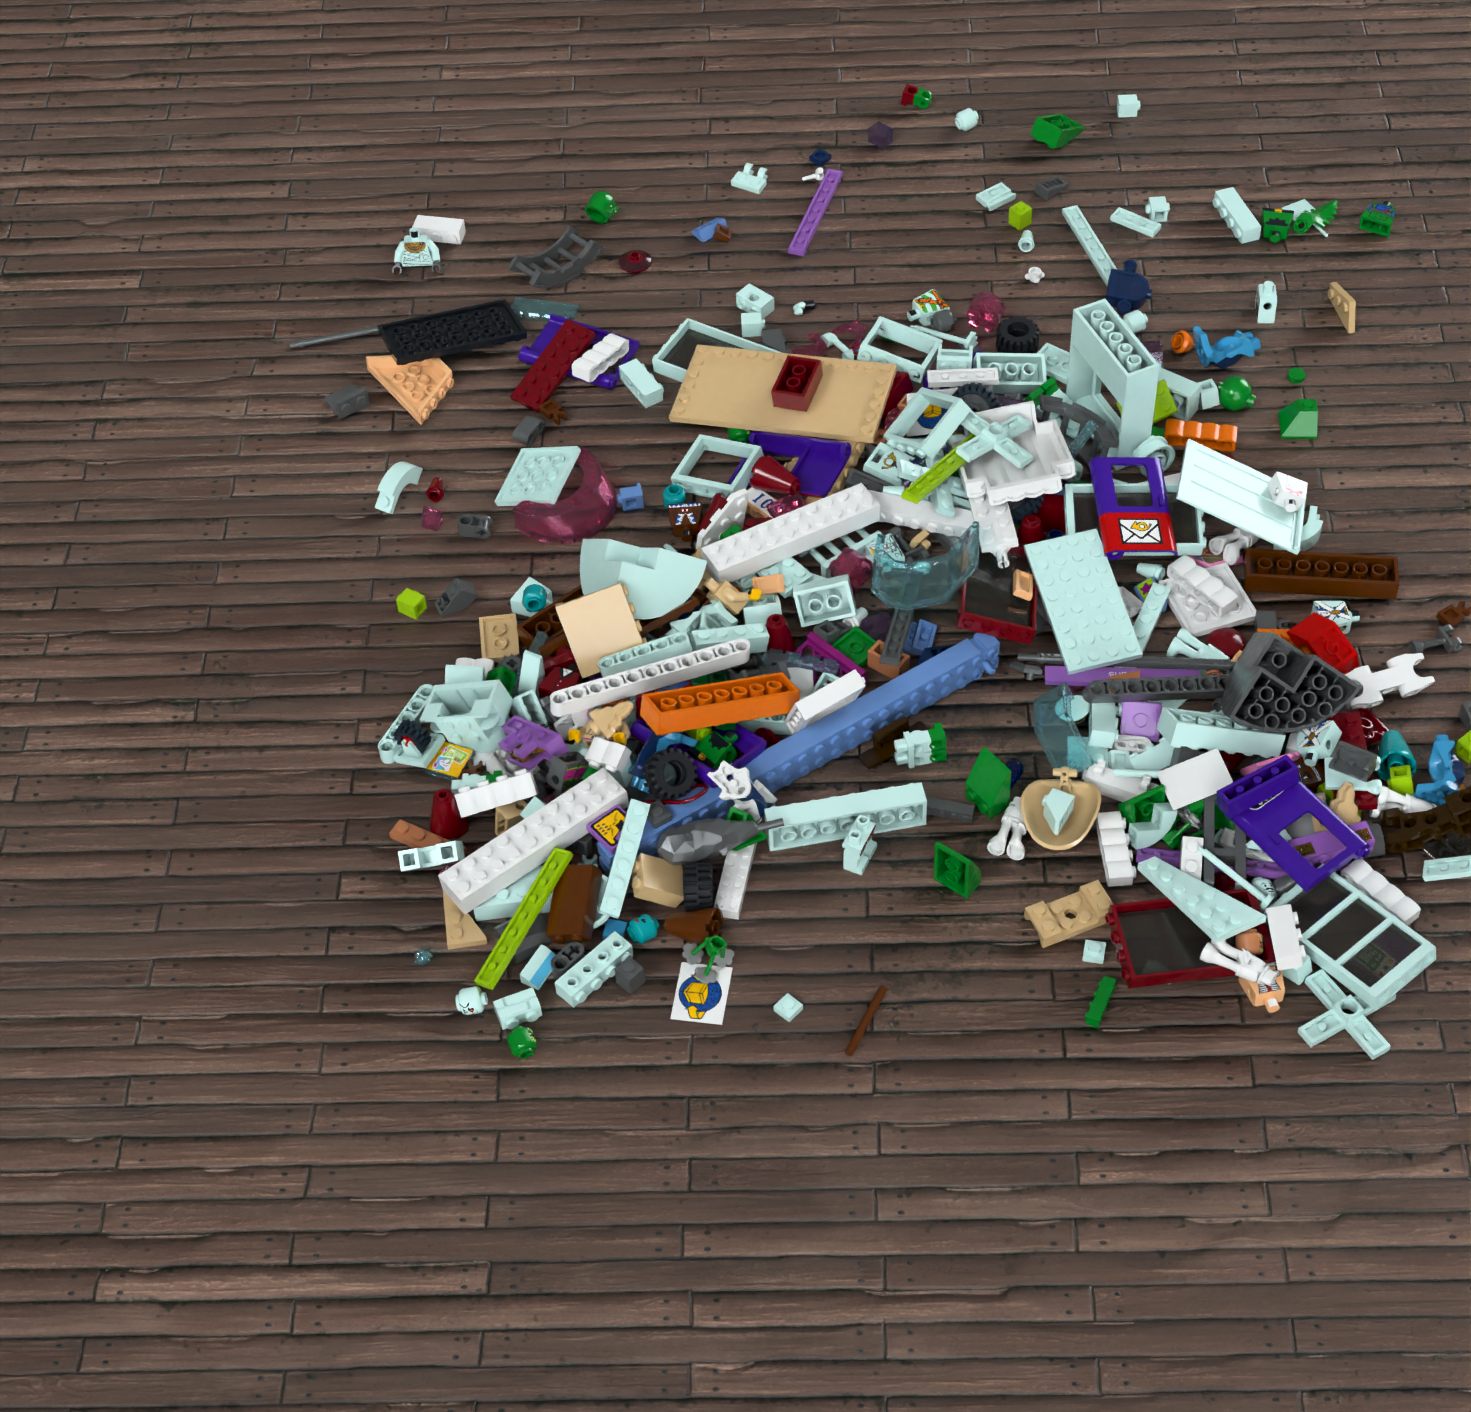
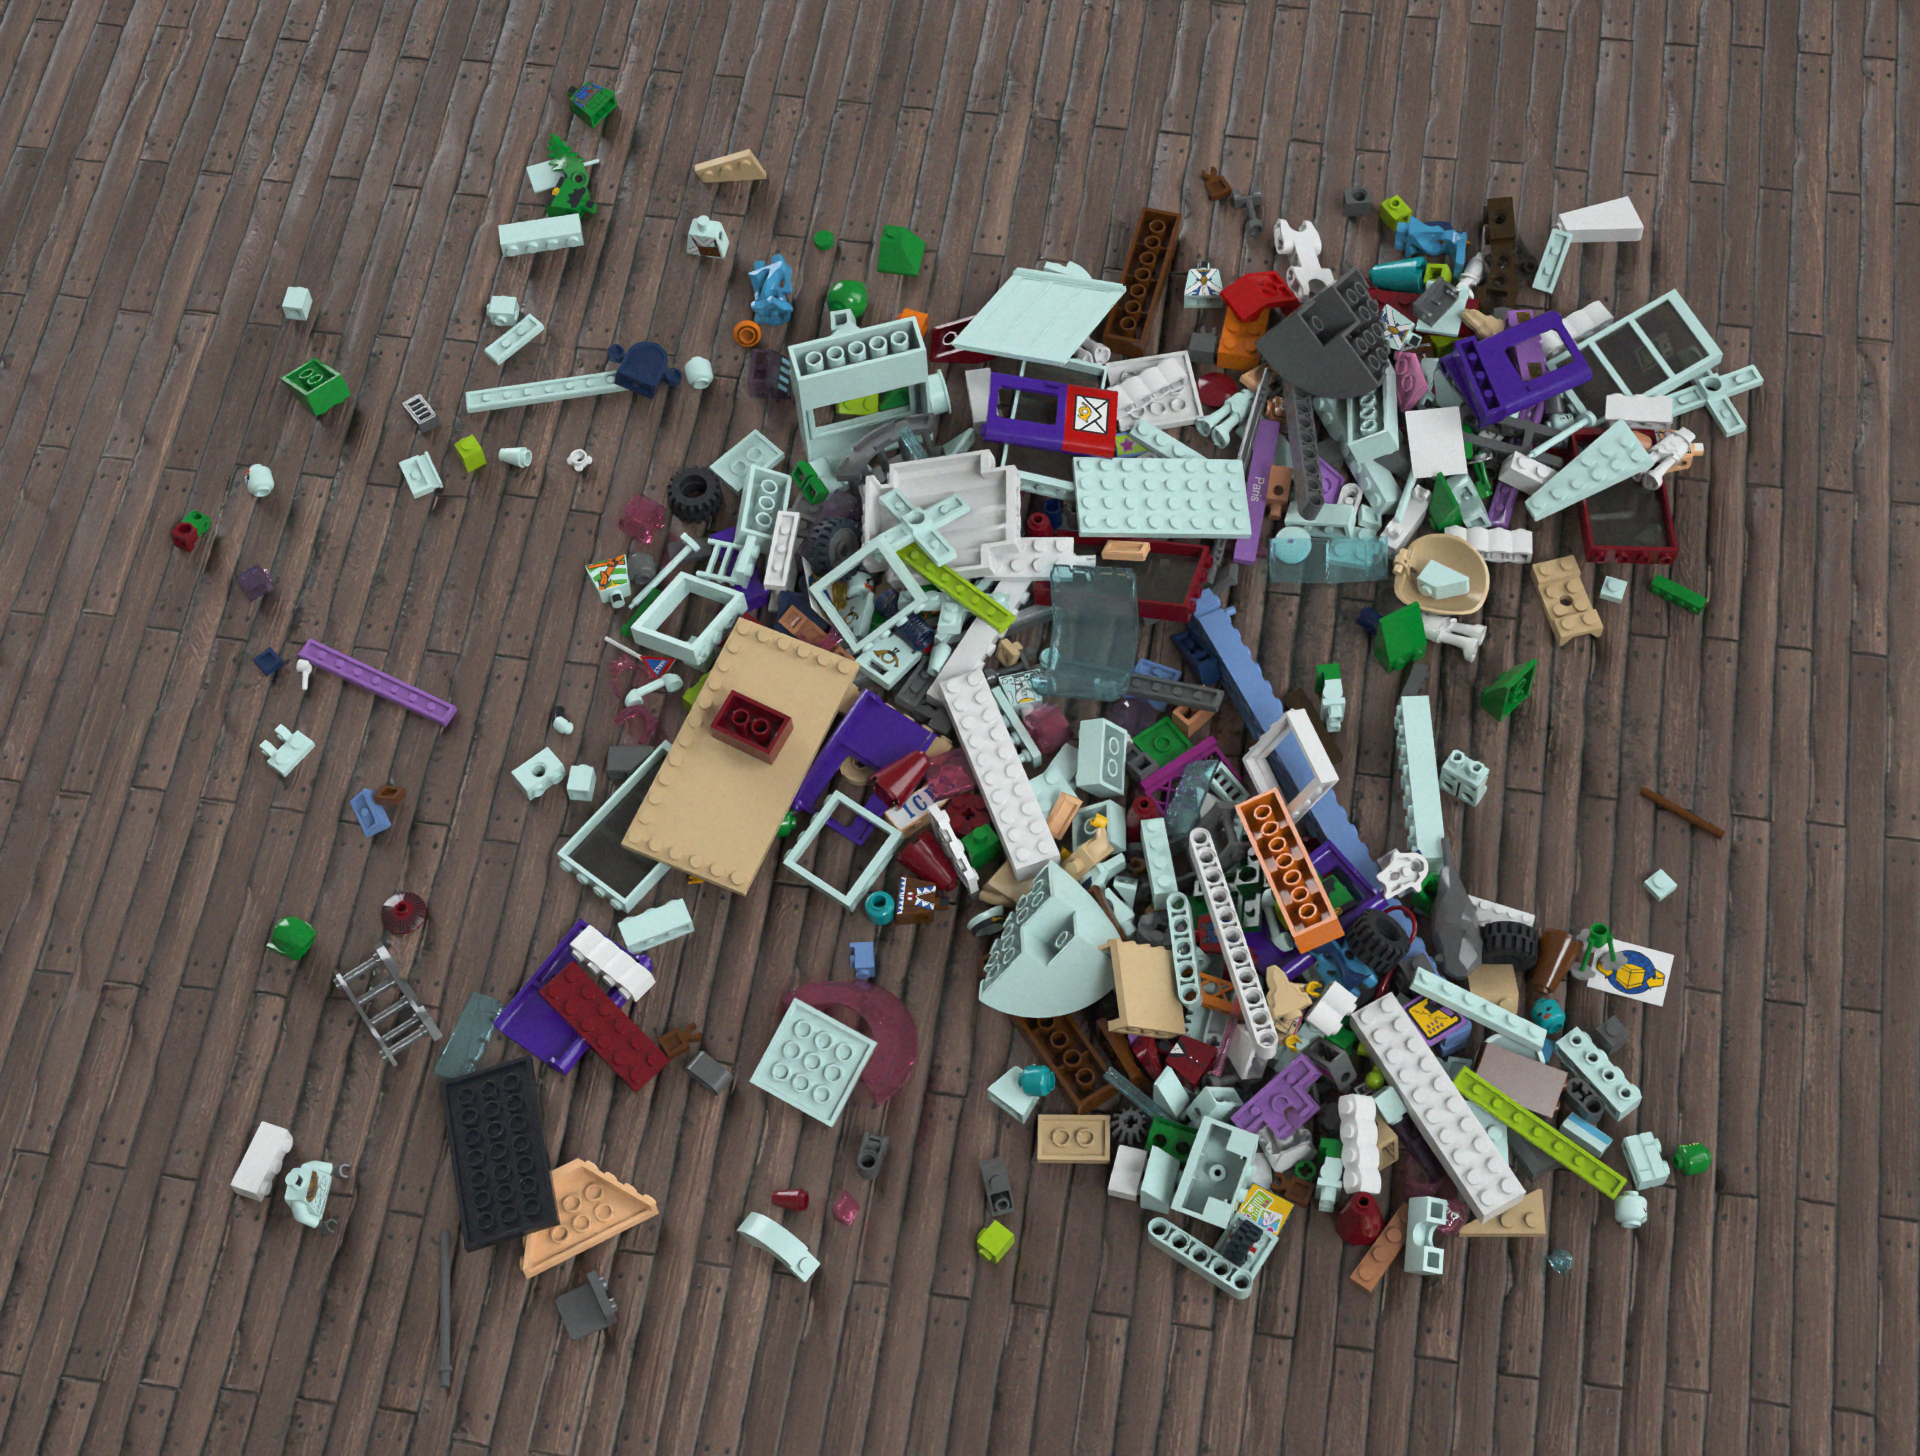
camera: 80 degrees left, 10 degrees up
(1287, 491) = (1033, 278): white torso -> none

